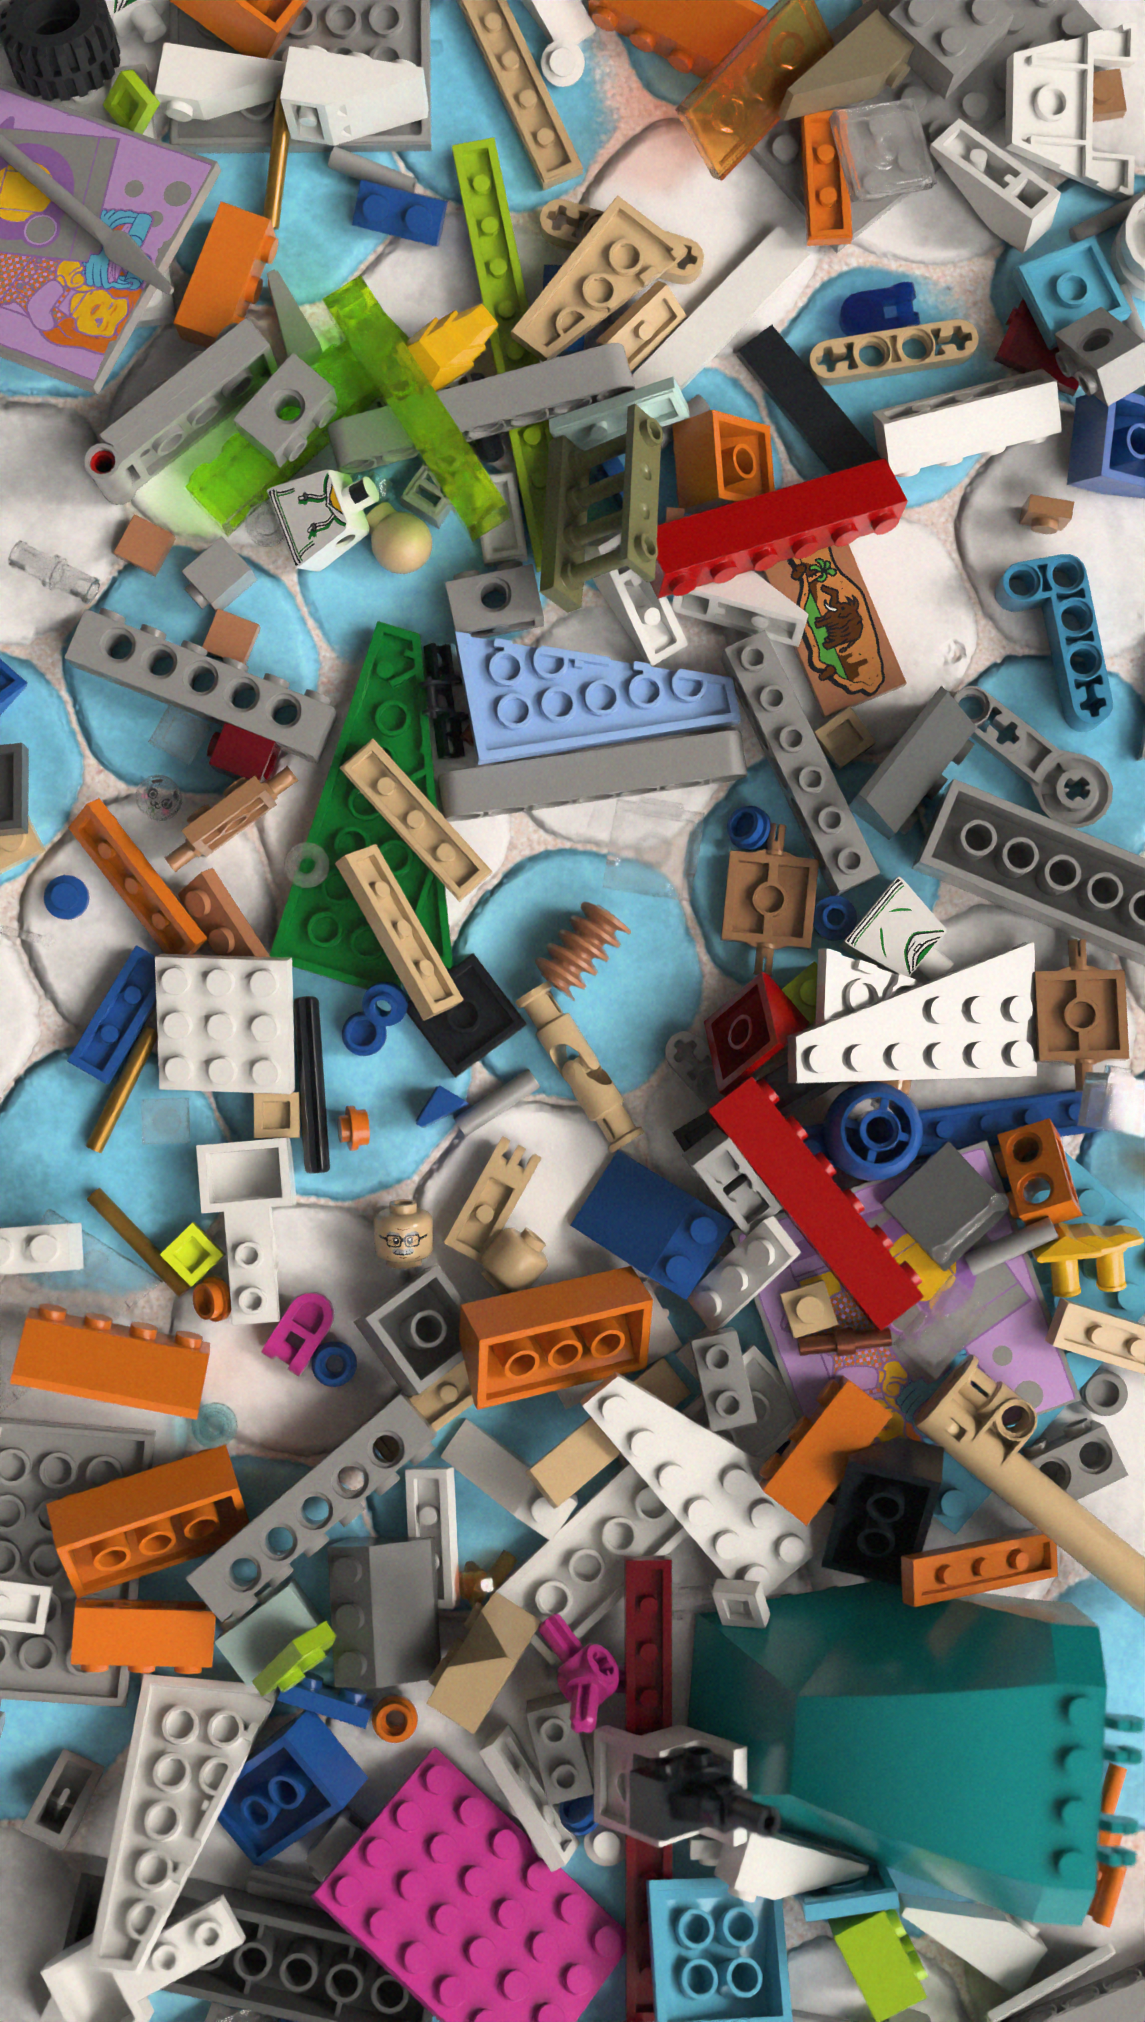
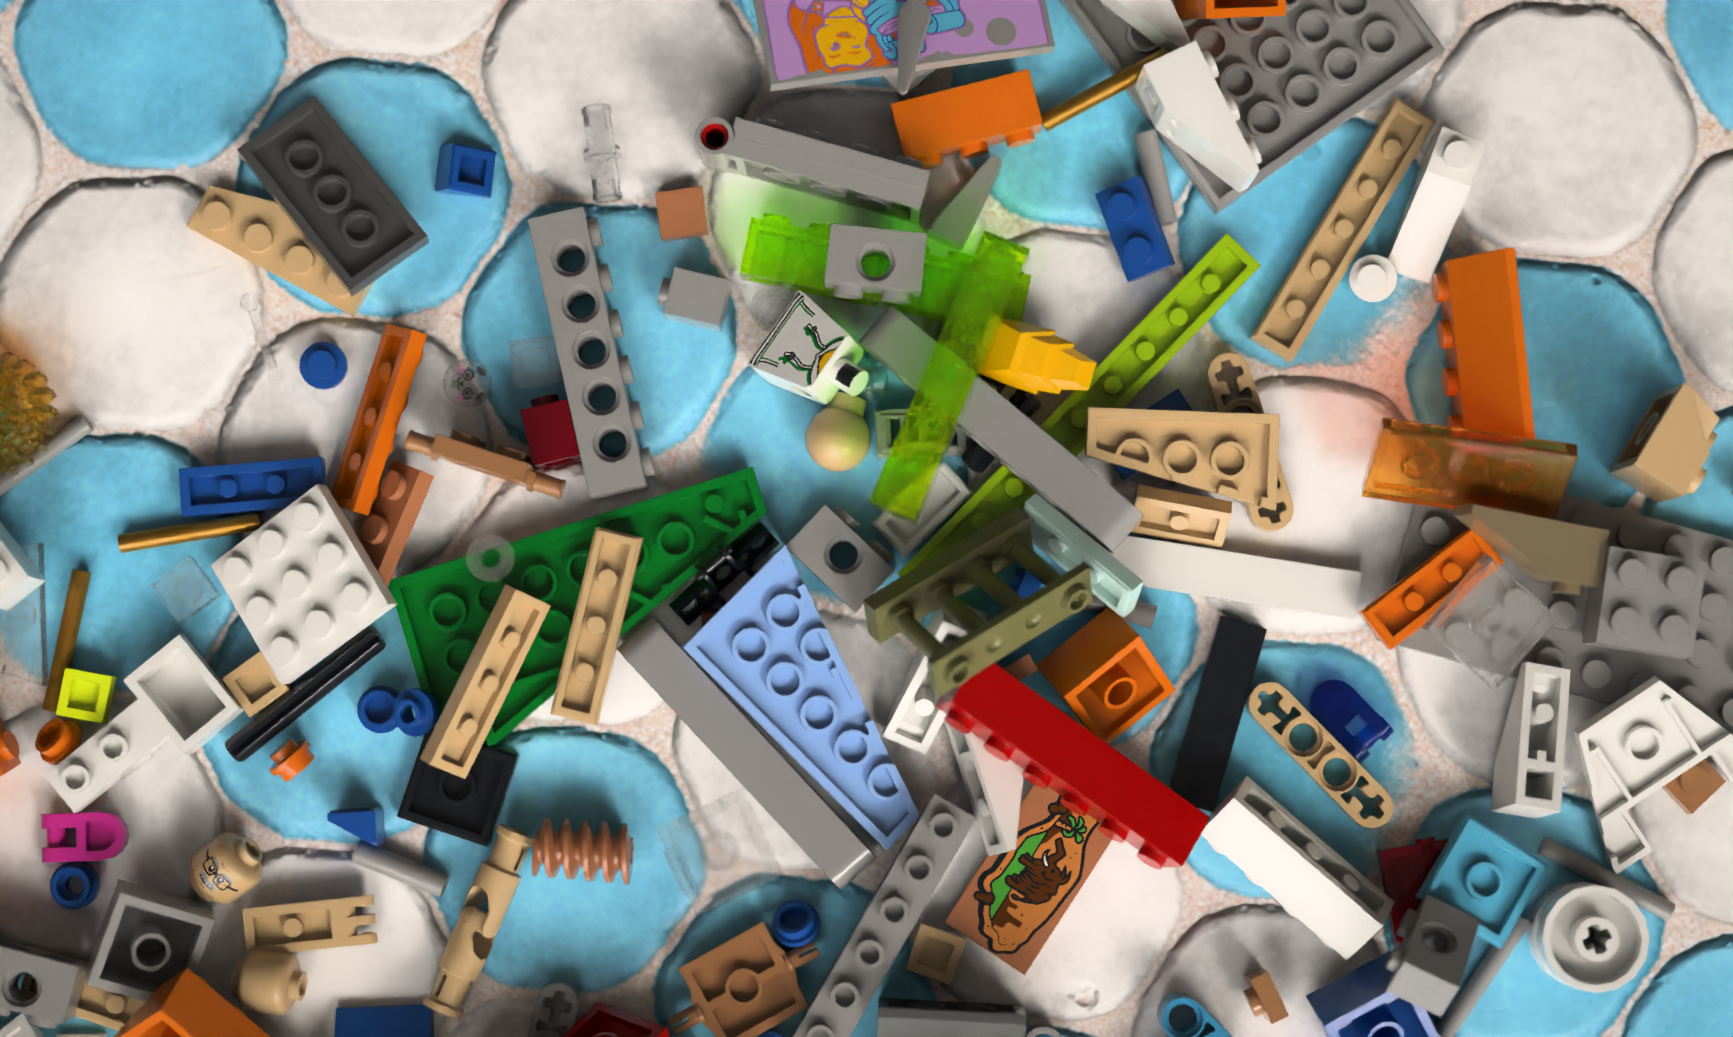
camera: 60 degrees right, 0 degrees up
(231, 637) = (651, 347): nougat tile -> none

